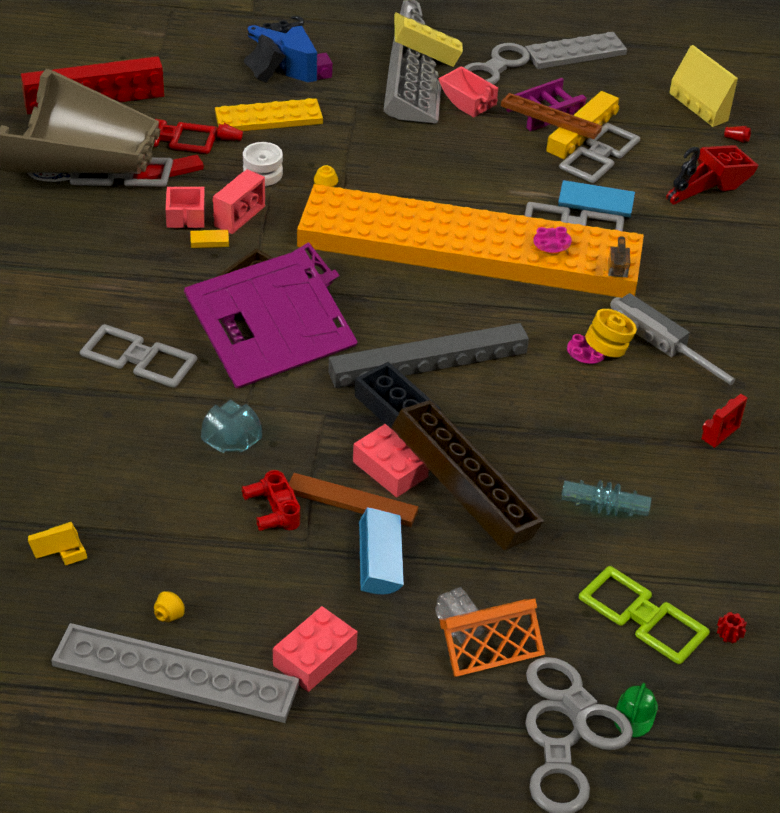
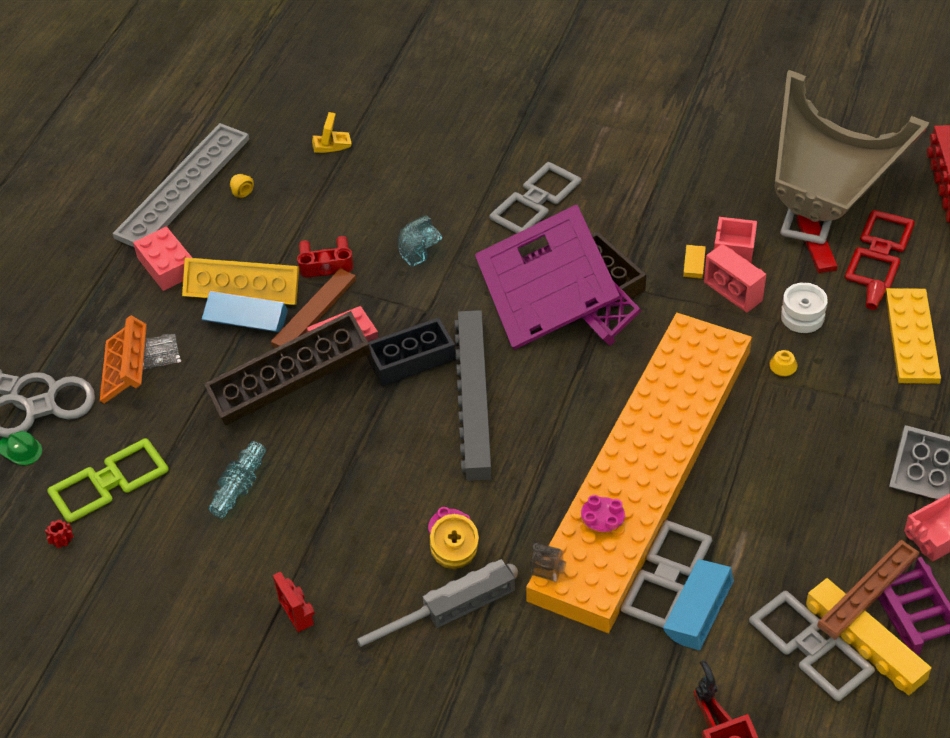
camera: 110 degrees right, 5 degrees up
(338, 562) = (241, 279): none -> yellow plate

